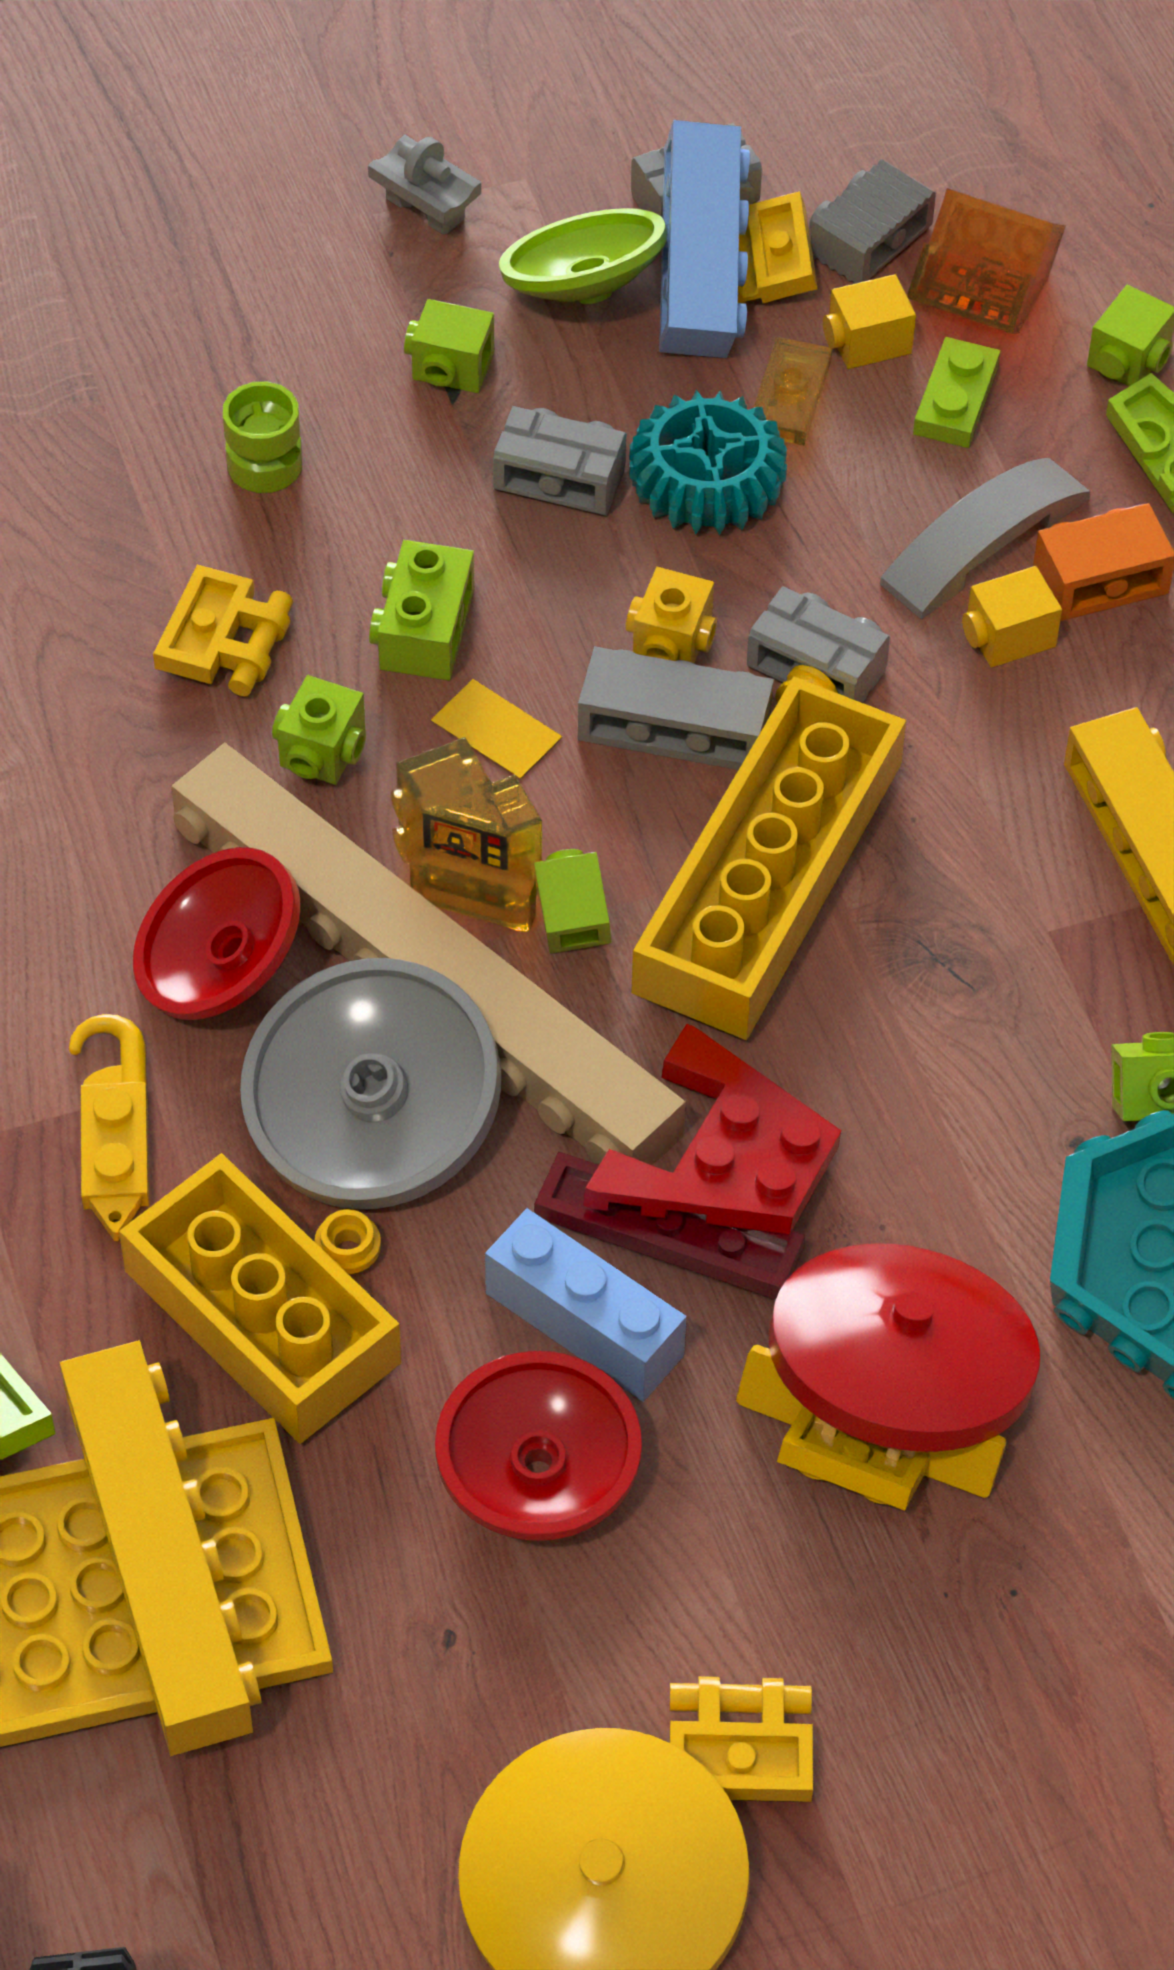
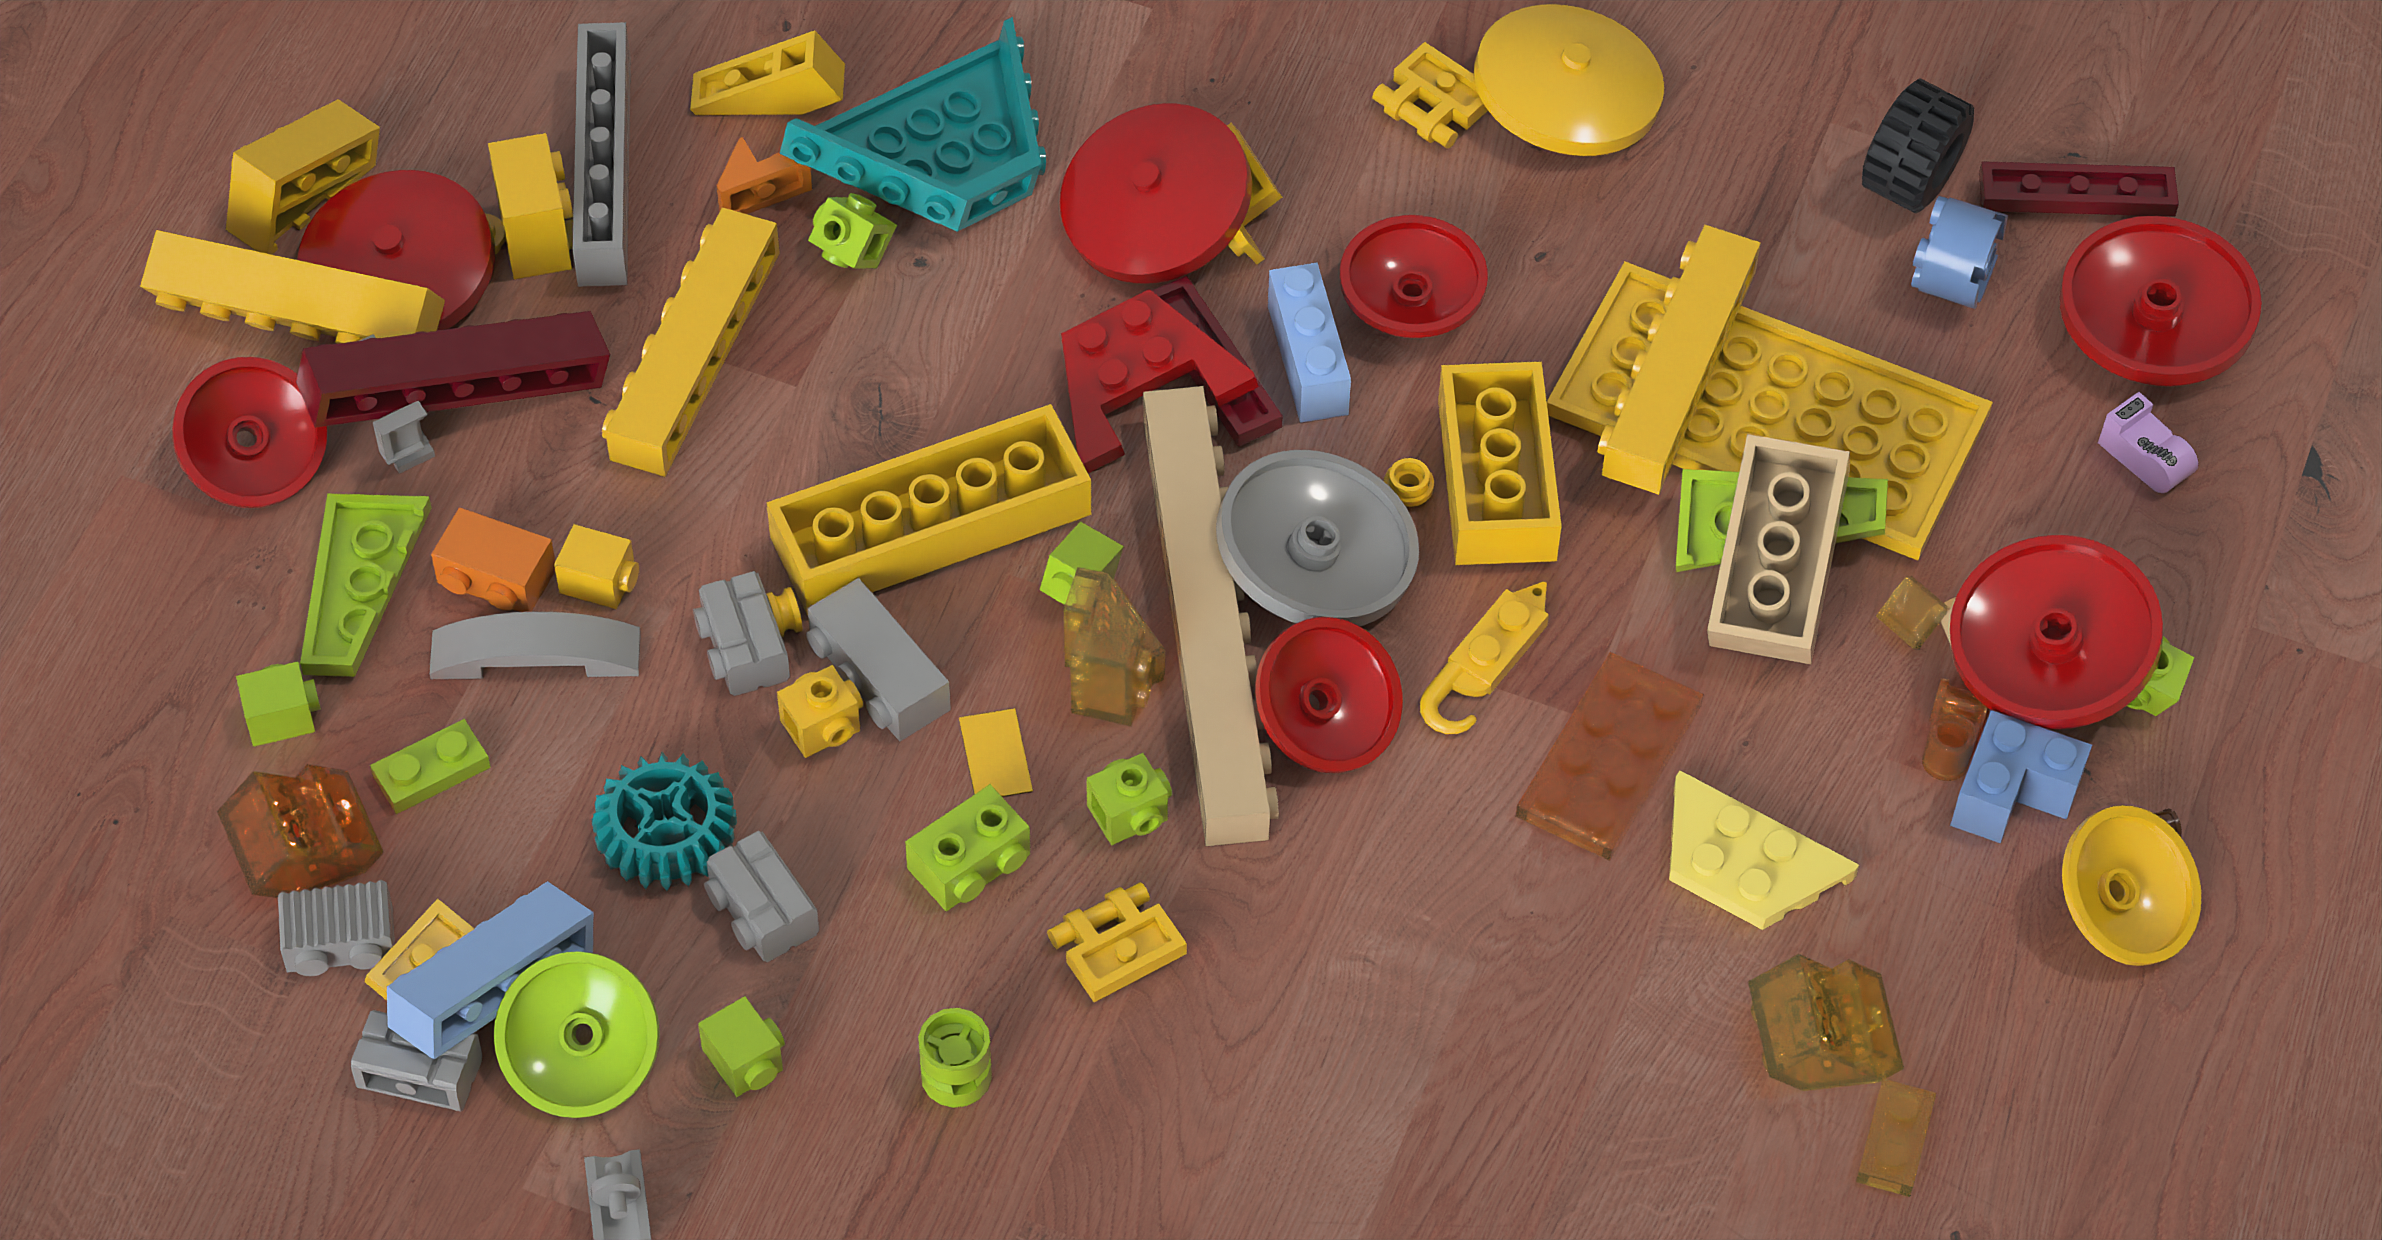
camera: 140 degrees left, 0 degrees up
(793, 386) = (539, 850): clear yellow plate -> none
(870, 321) = (433, 847): yellow brick -> none

